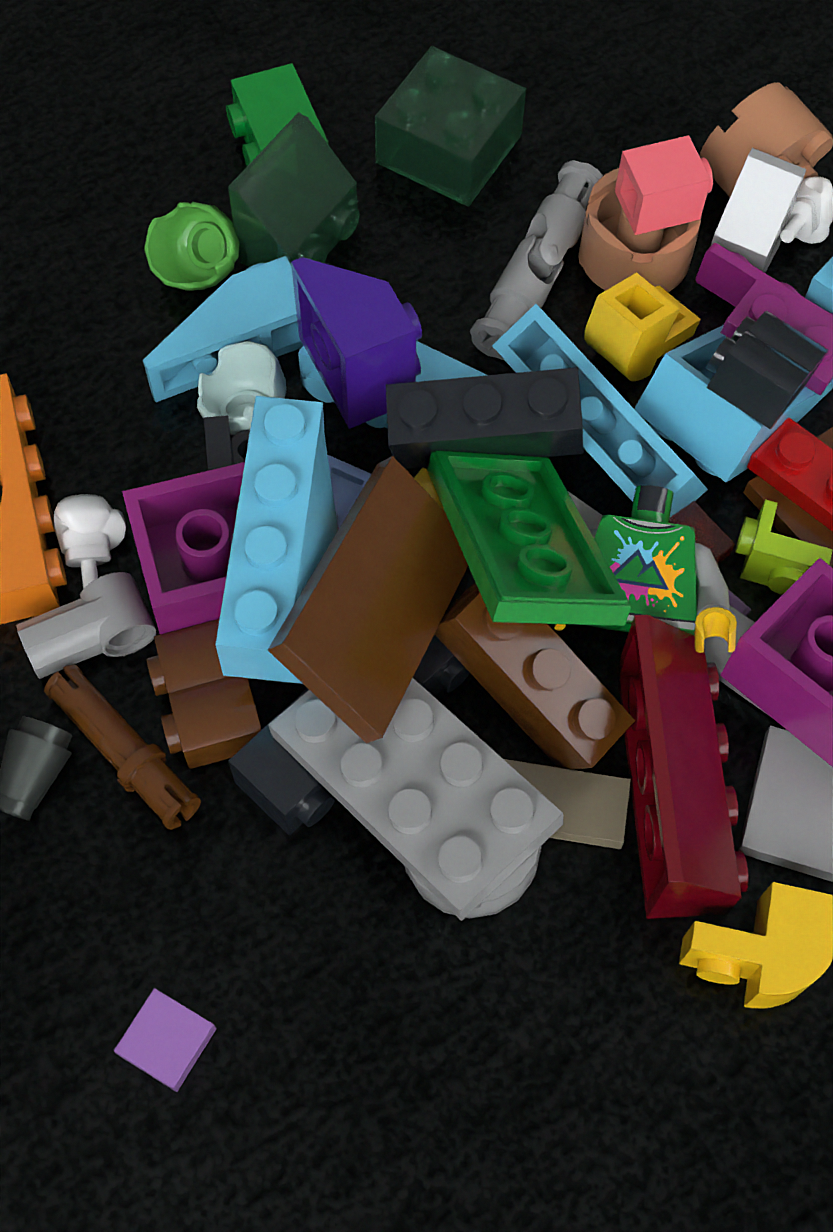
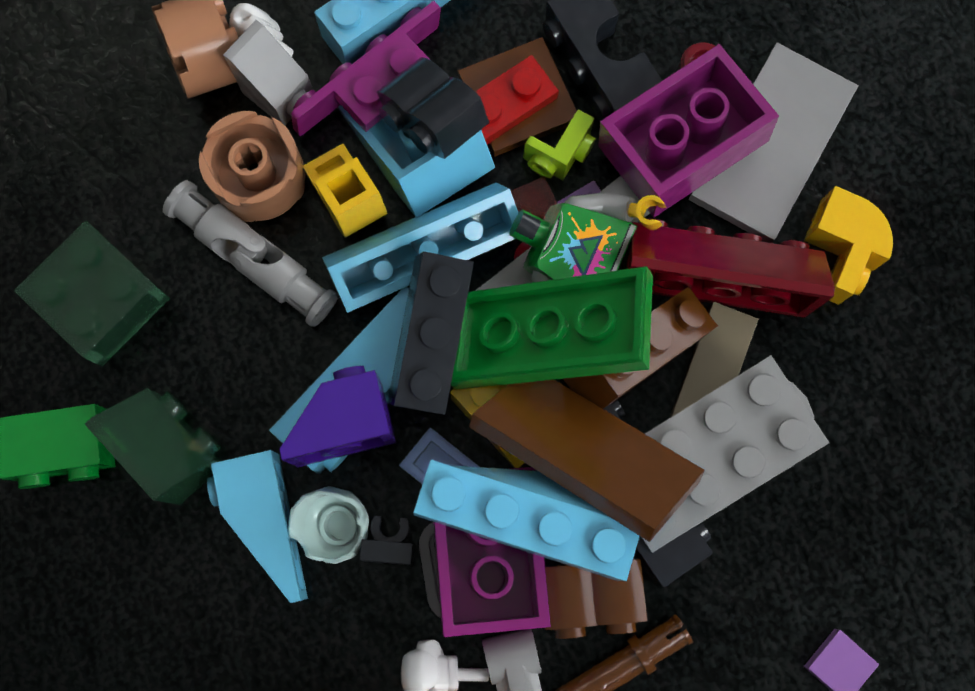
camera: 80 degrees left, 15 degrees up
(192, 246) = (173, 543): bright green hair -> none
(663, 184) = (240, 135): coral brick -> none

